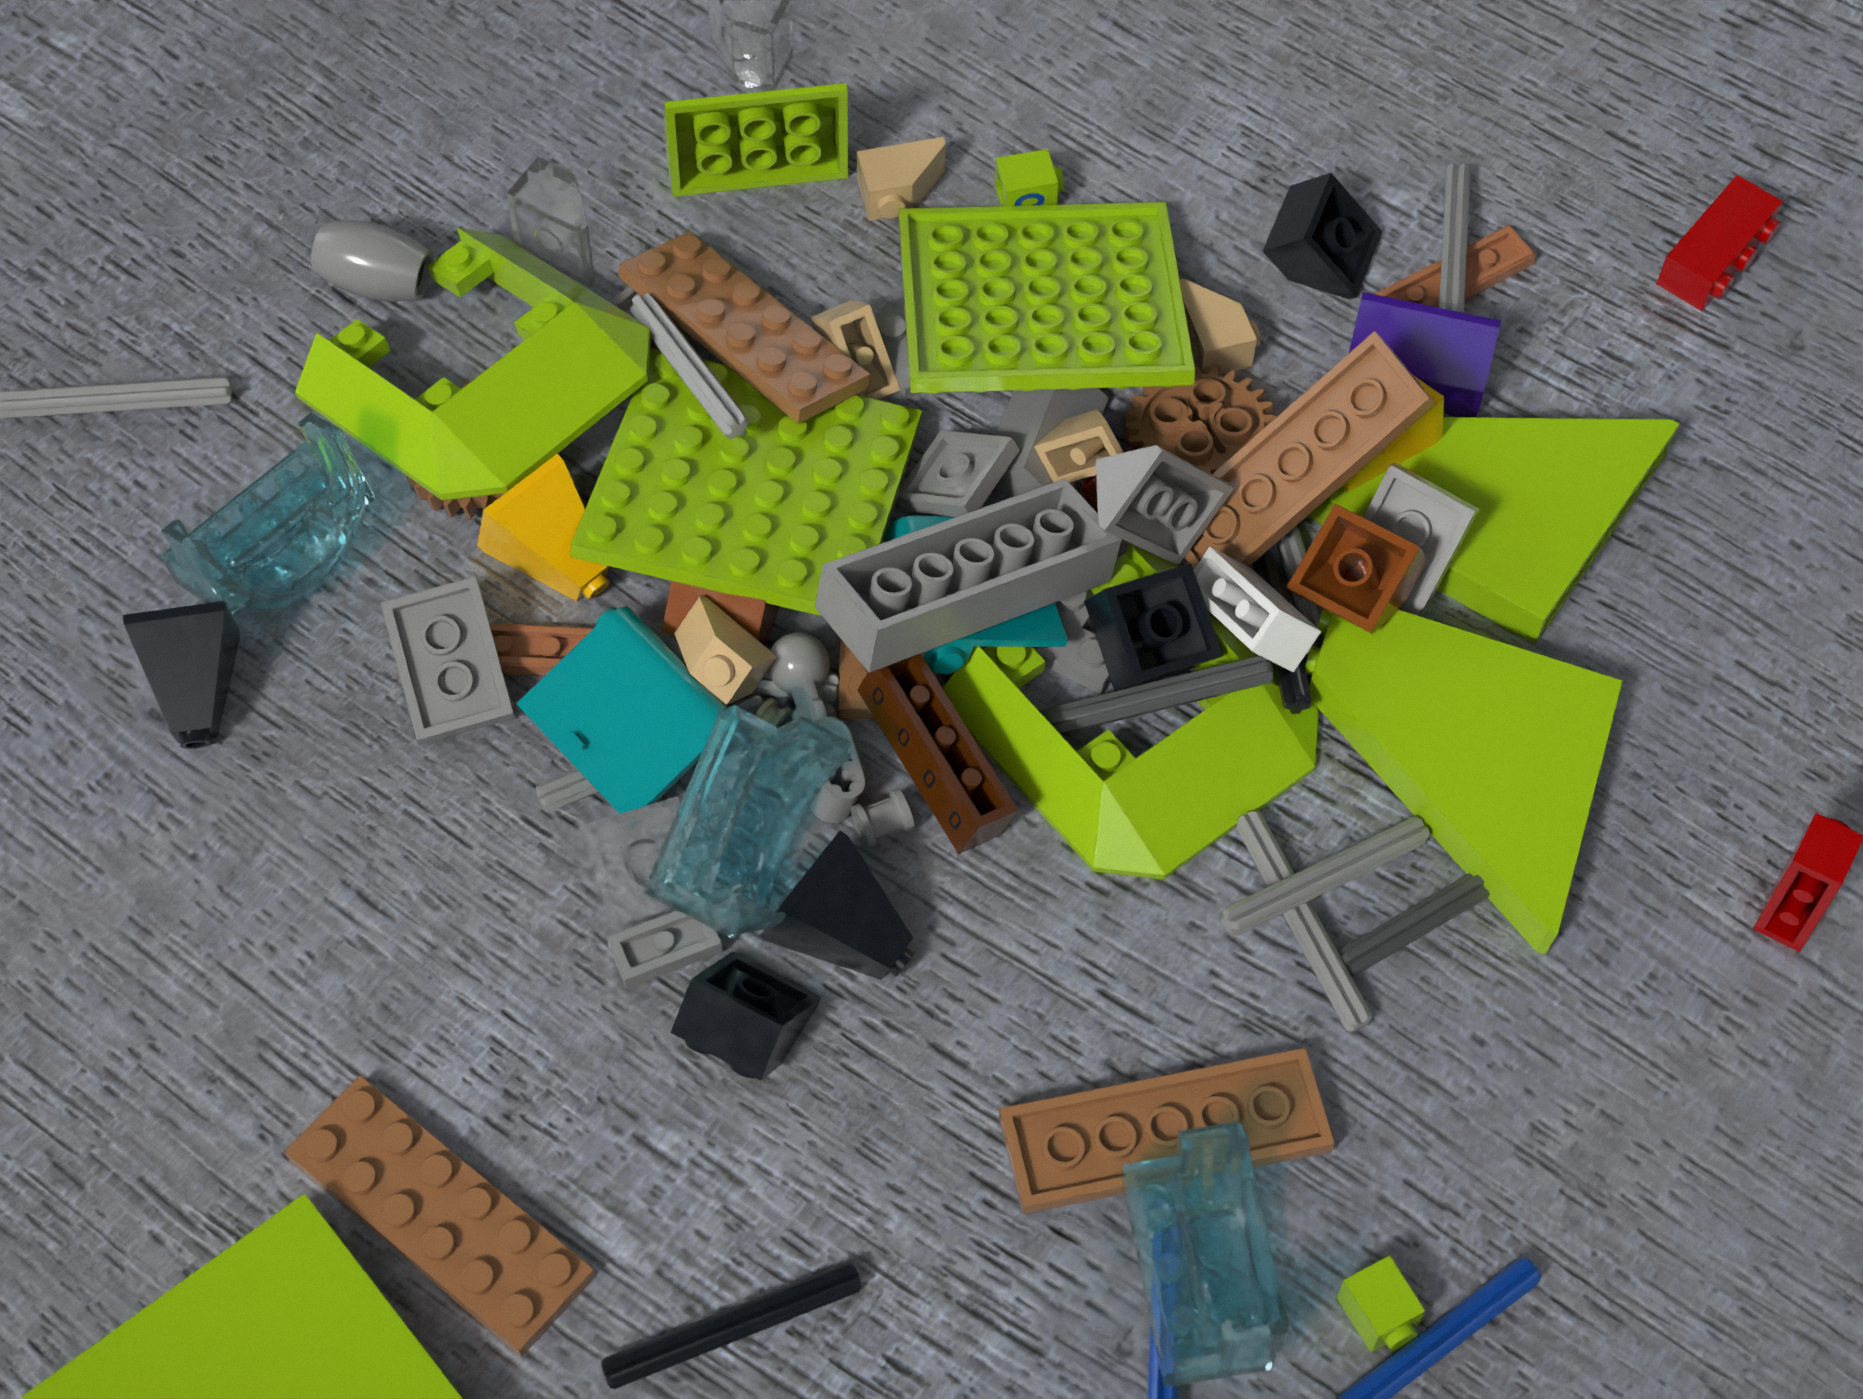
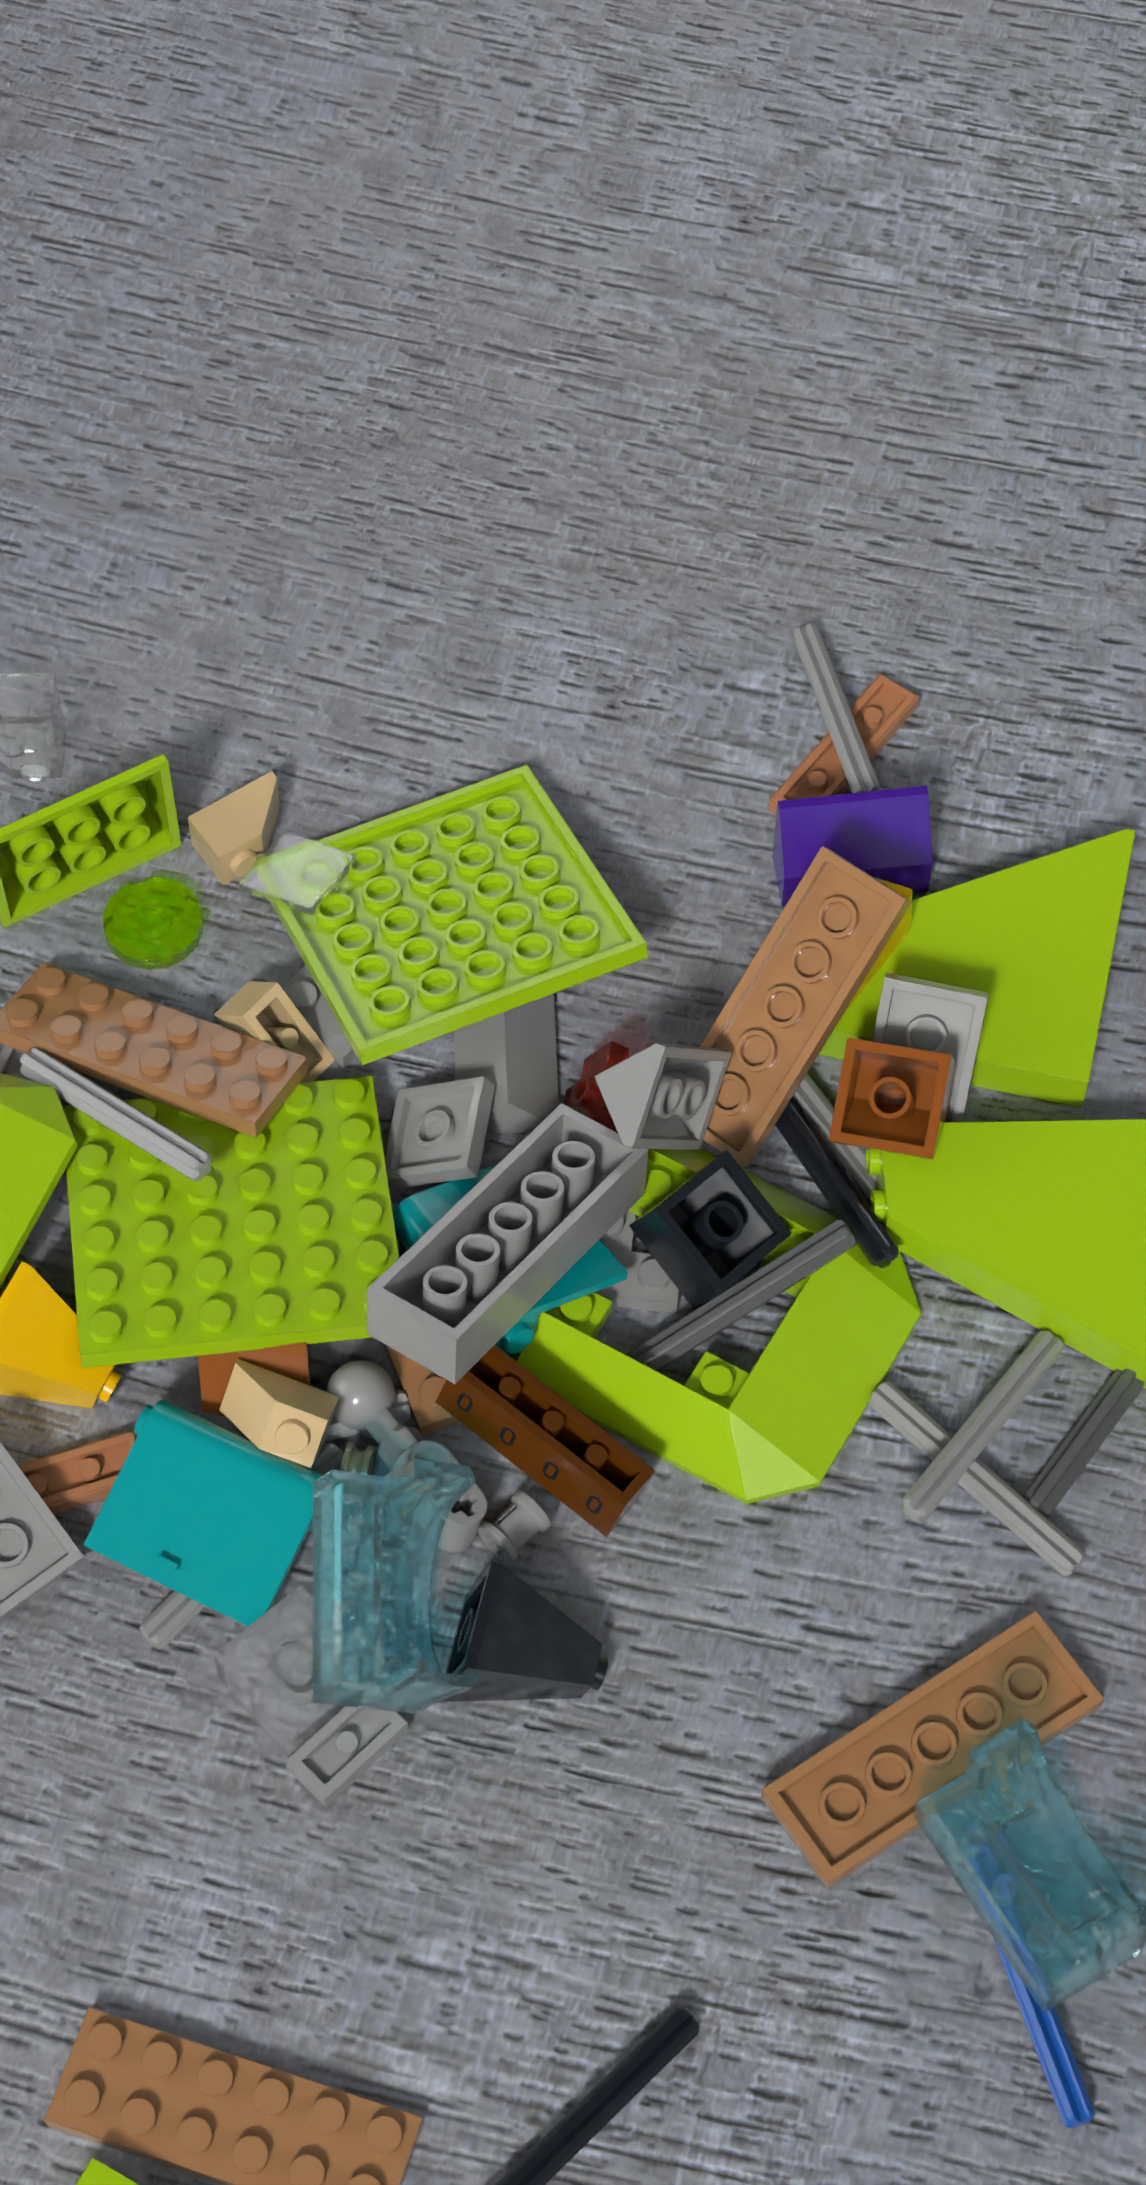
camera: 20 degrees left, 0 degrees up
(743, 1015) = (462, 1790): black slope -> none
(796, 231) = (153, 923): none -> clear neon green tile
(931, 226) = (297, 872): none -> clear piece
(1028, 179) = (375, 788): lime brick -> none
(1075, 445) = (557, 1062): tan slope -> none
(1201, 420) = (662, 994): medium nougat gear -> none
(1218, 330) = (641, 883): tan slope -> none
(1254, 610) = (807, 1175): white brick -> none
(1323, 237) = (701, 750): black slope -> none
(1720, 243) = (1096, 625): red brick -> none

